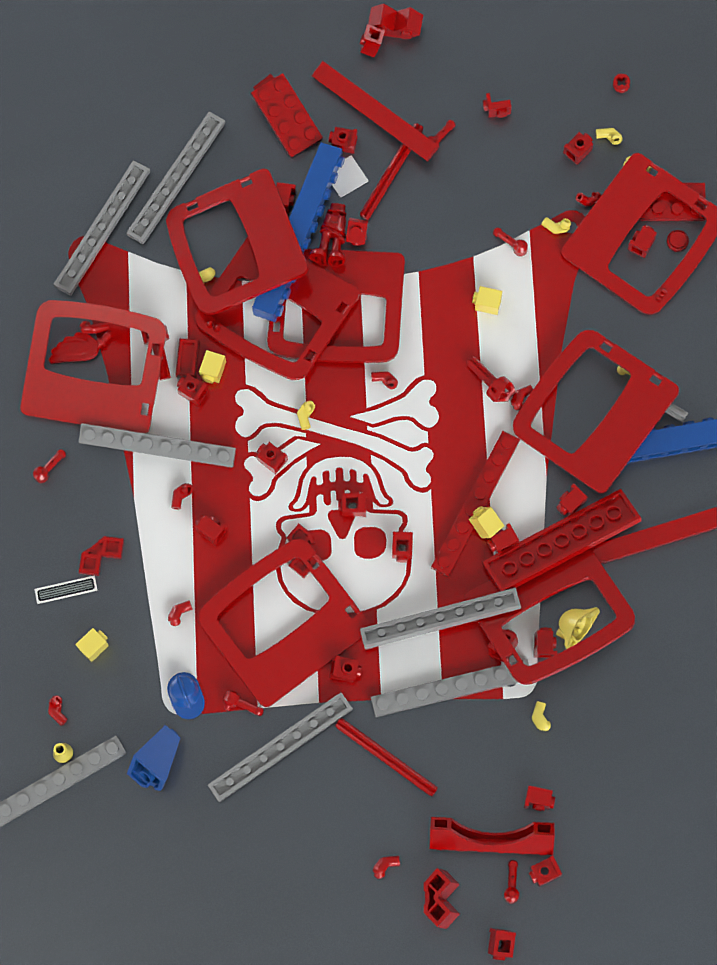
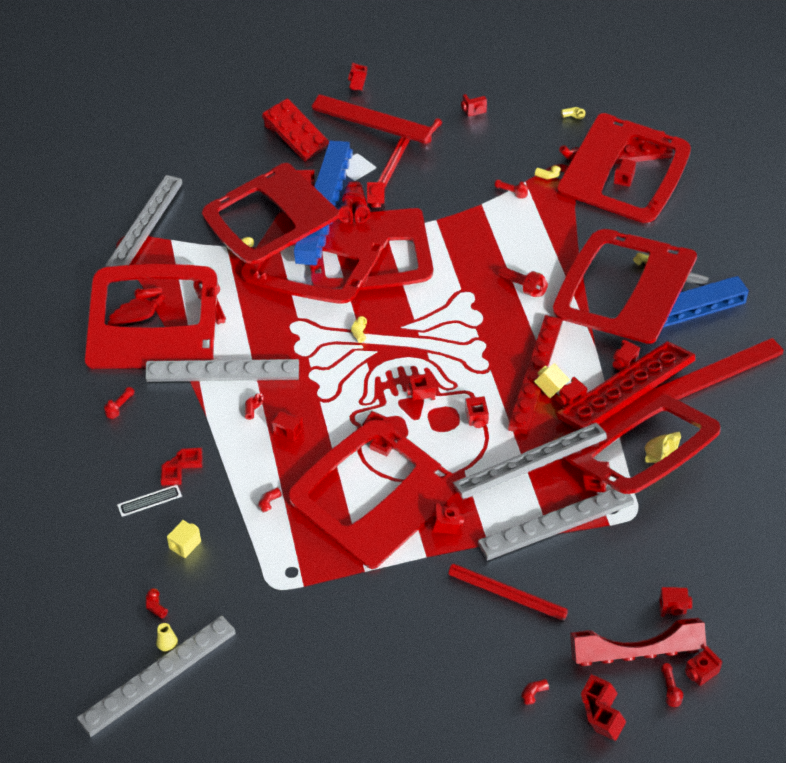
camera: 15 degrees left, 25 degrees down
(153, 761) = (265, 628): blue slope -> none
(175, 178) = (205, 184): light grey plate -> none
(186, 695) = (288, 570): blue piece -> none
(187, 357) = (239, 305): red tile -> none
(194, 395) = (249, 324): red brick -> none
(212, 367) = (264, 304): light yellow brick -> none
(232, 699) = (338, 564): red piece -> none
(273, 463) = (335, 363): red brick -> none
(280, 747) = (394, 600): light grey plate -> none
(348, 143) = (352, 137): red brick -> none
(386, 378) = (427, 293): red arm -> none
(397, 24) = (379, 67): red brick -> none
(487, 300) = (504, 226): light yellow brick -> none
(507, 947) = (679, 742): red brick -> none
(519, 396) = (552, 289): red arm -> none
(538, 717) = (652, 534): light yellow arm -> none
(544, 643) = (634, 465): red brick -> none
(578, 153) = (552, 118): red brick -> none
(620, 77) = (572, 81): red bush -> none
(677, 240) = (654, 171): red piece -> none

